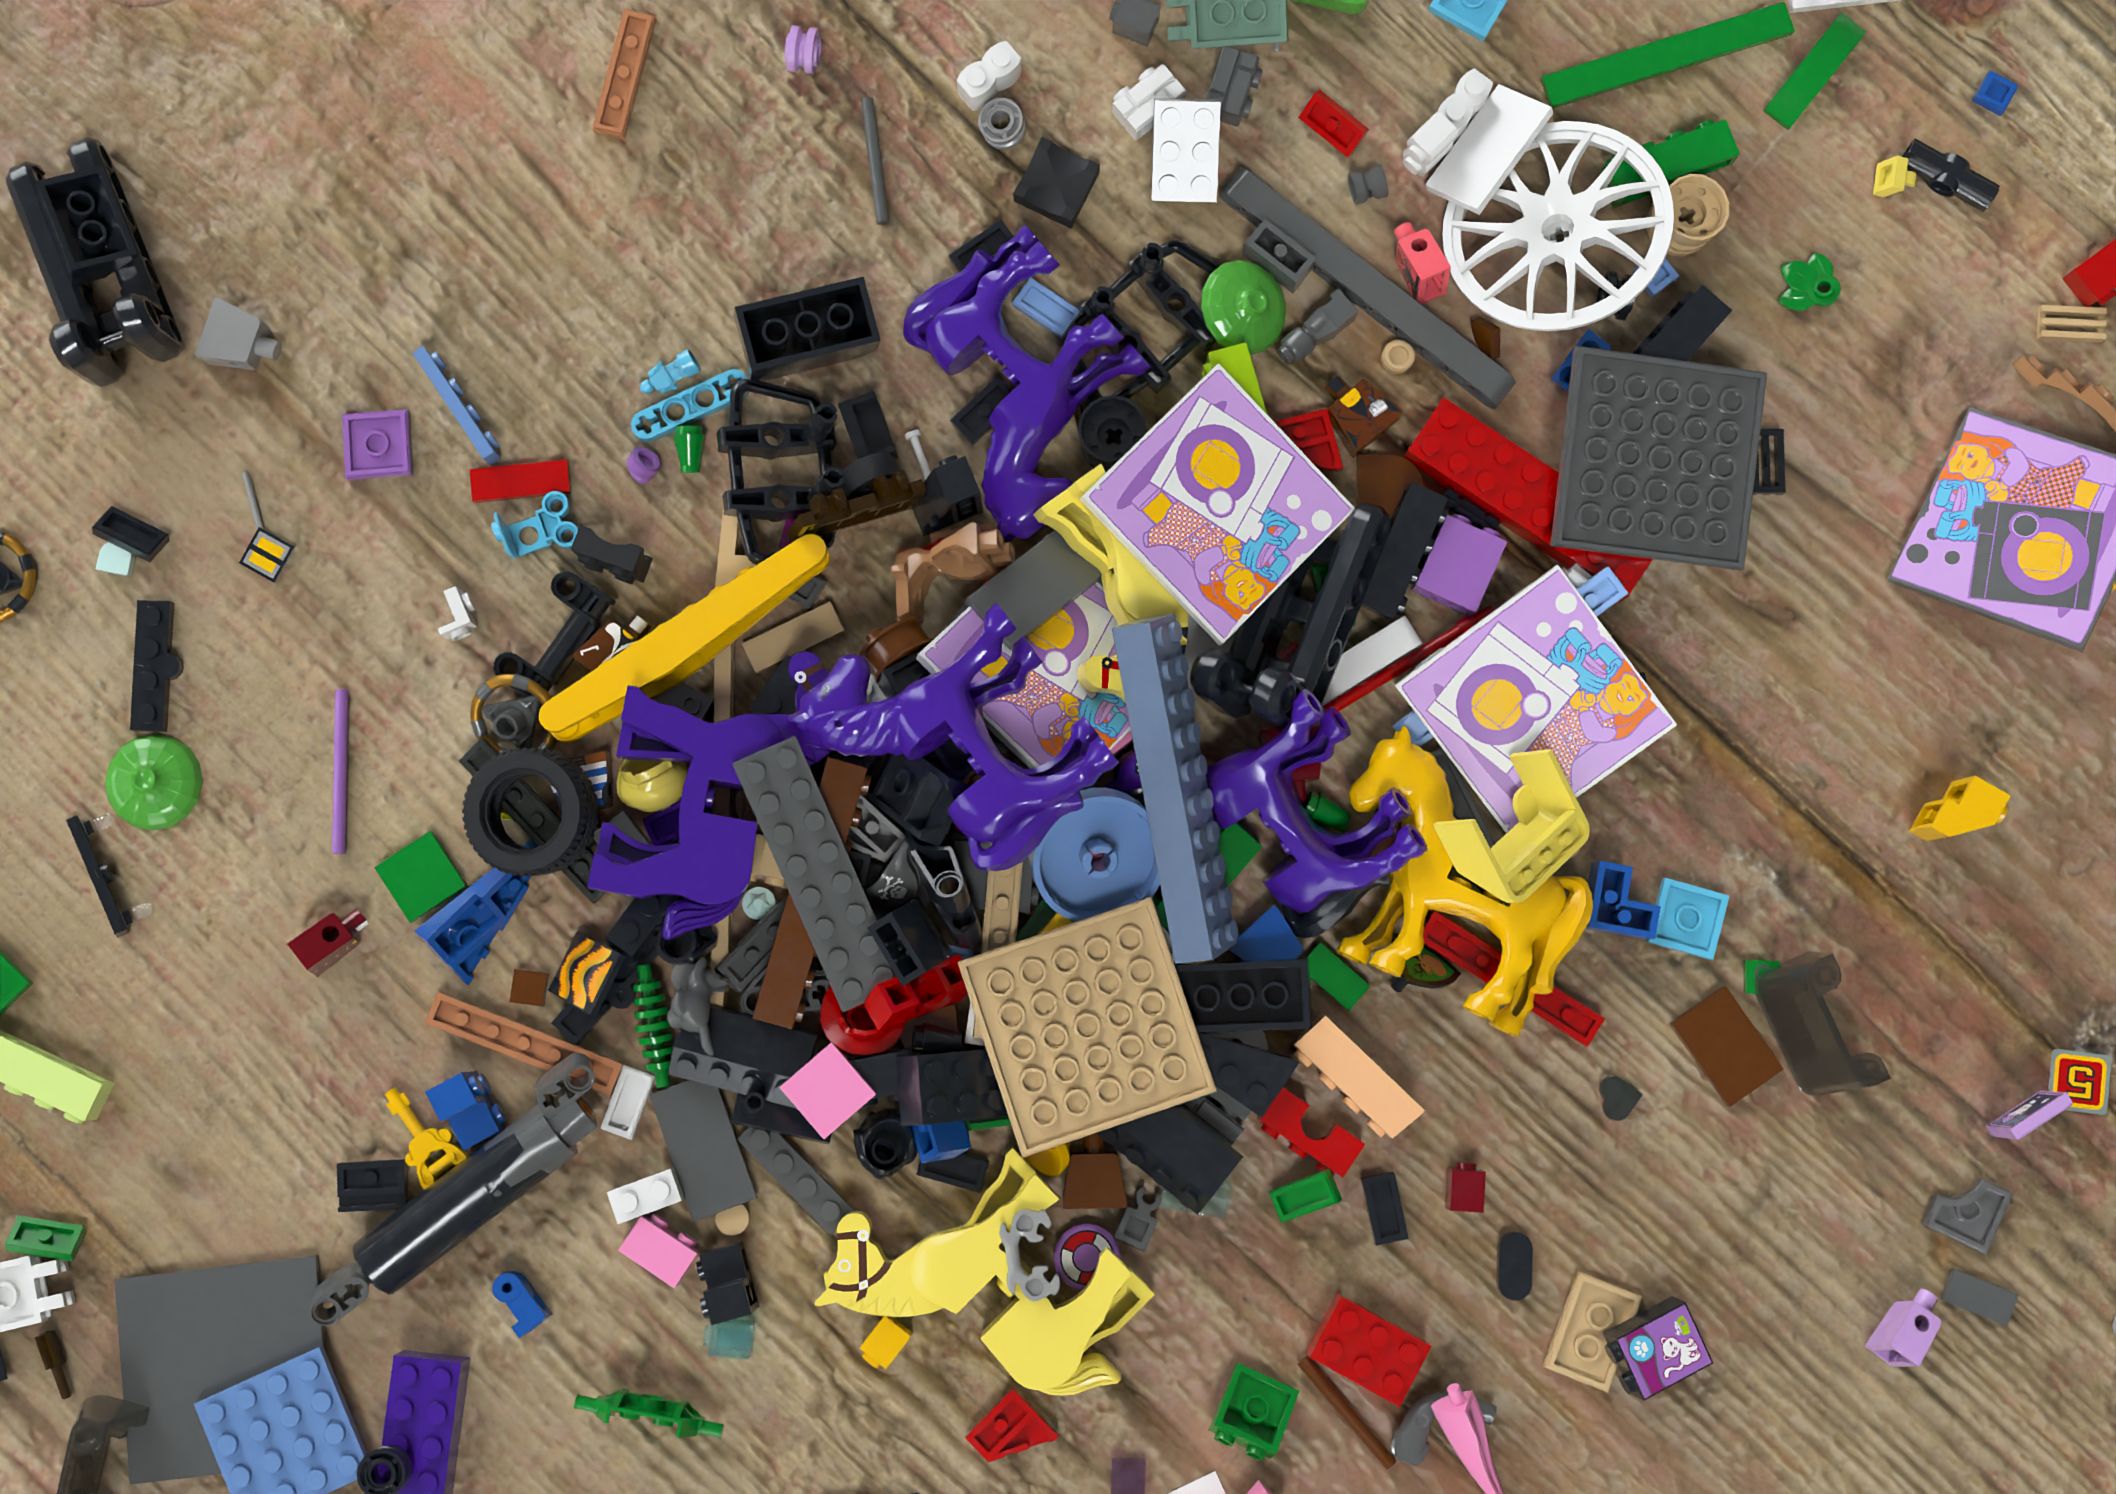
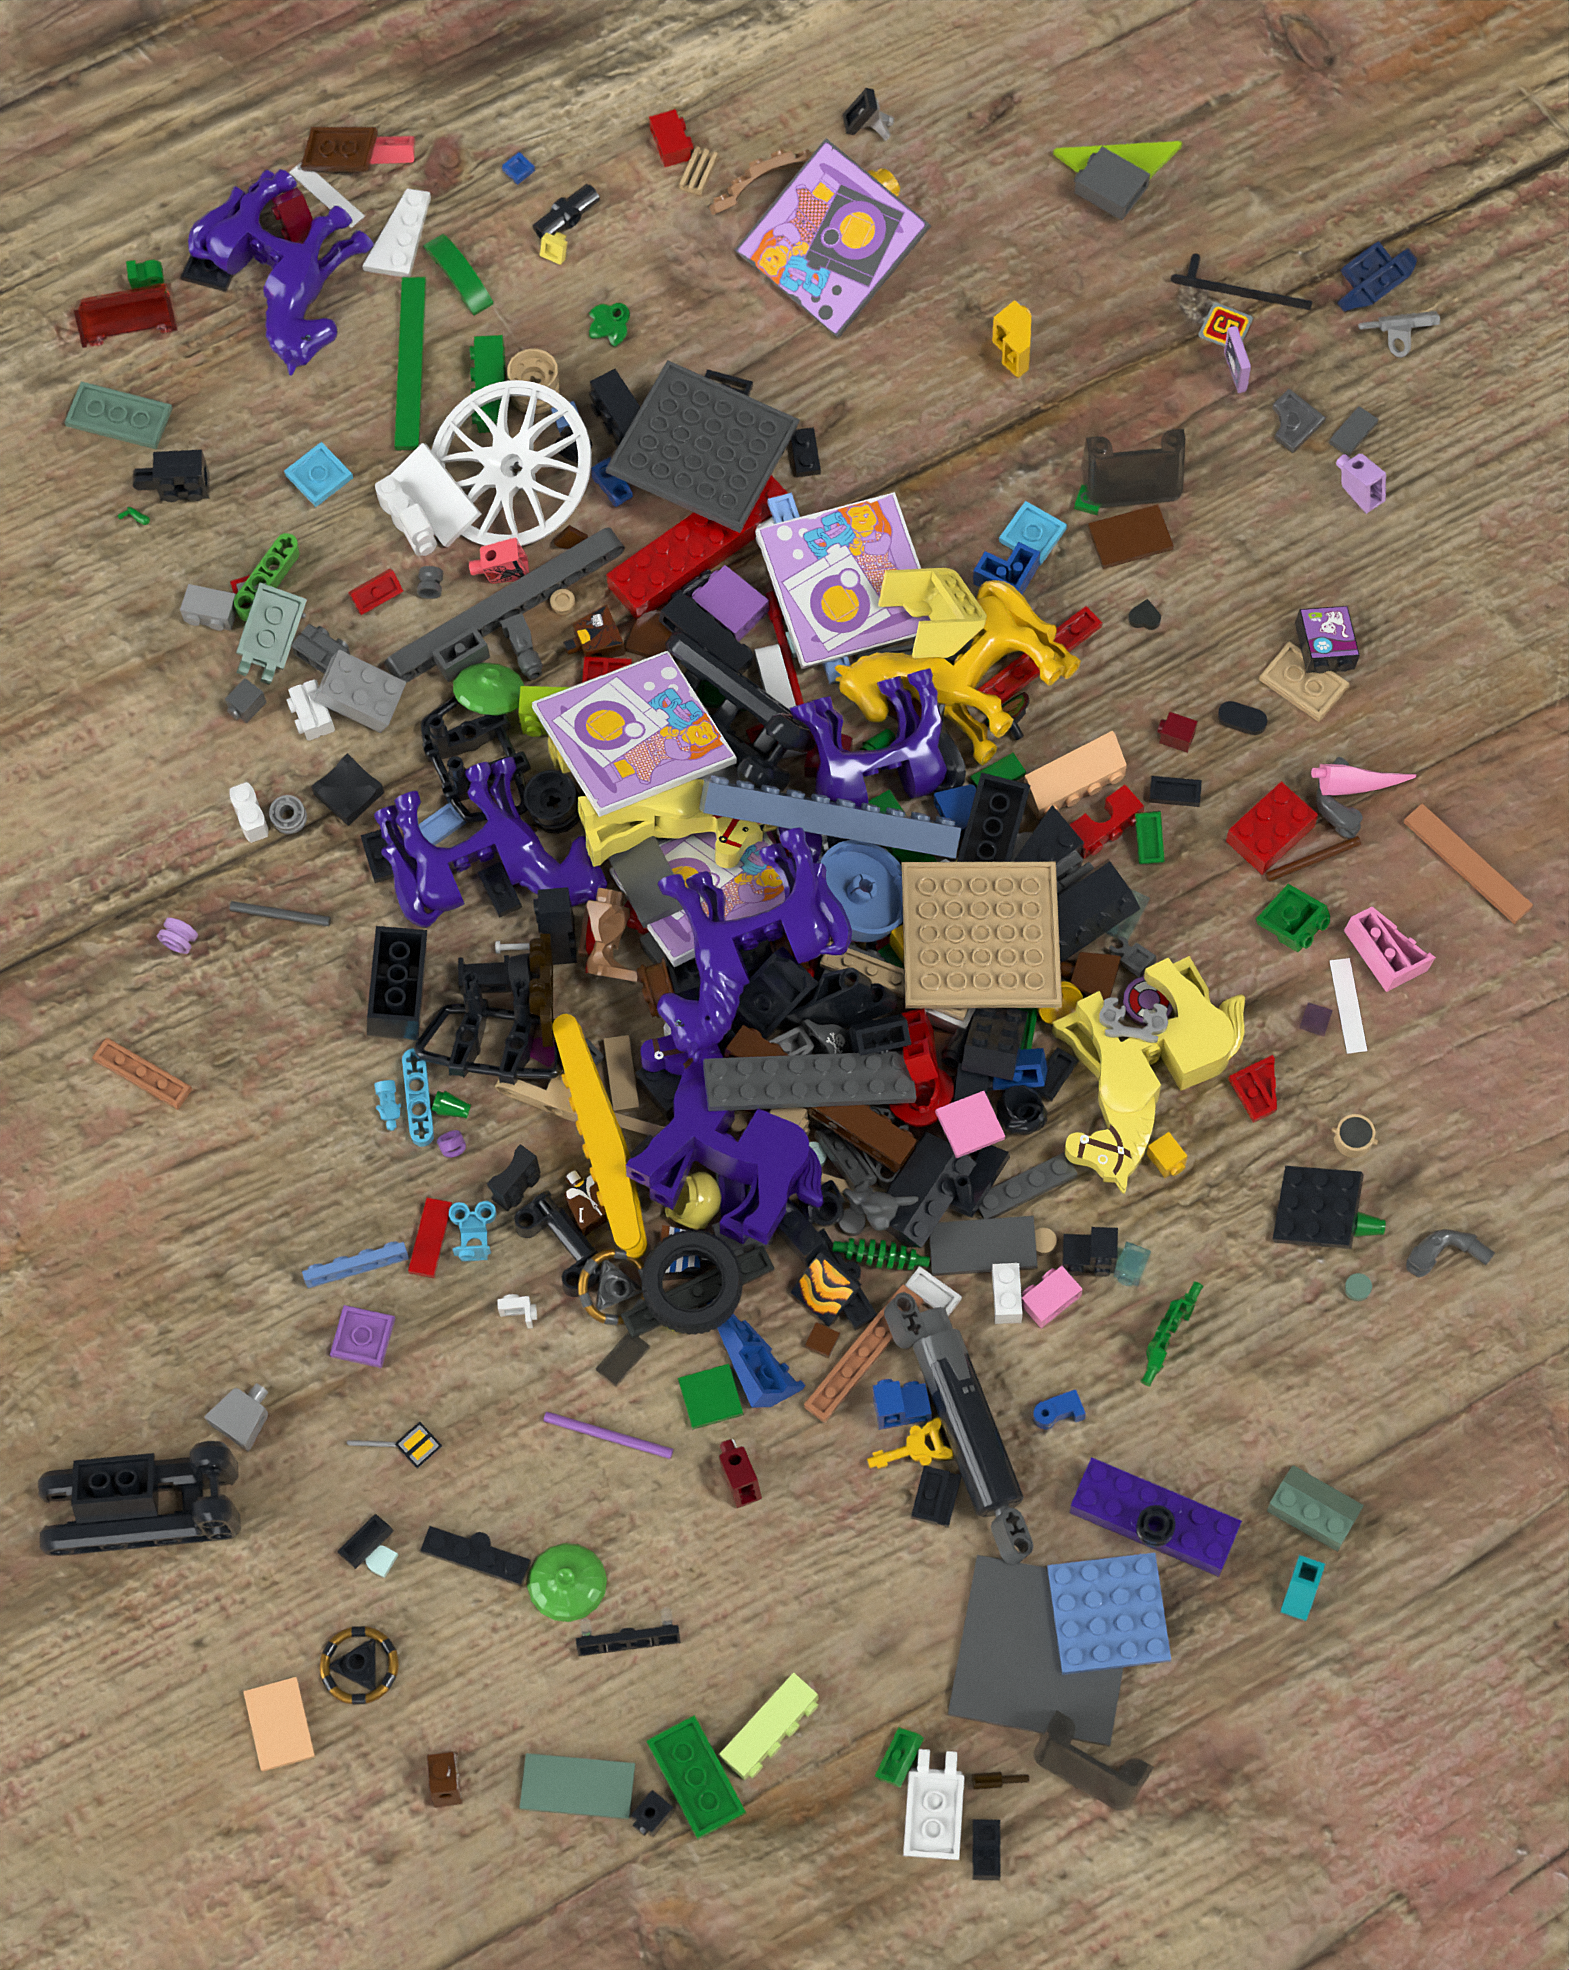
camera: 70 degrees left, 15 degrees down
(435, 757) = (622, 1359): none -> clear smoke tile
(1707, 592) = (805, 452): none -> black plate

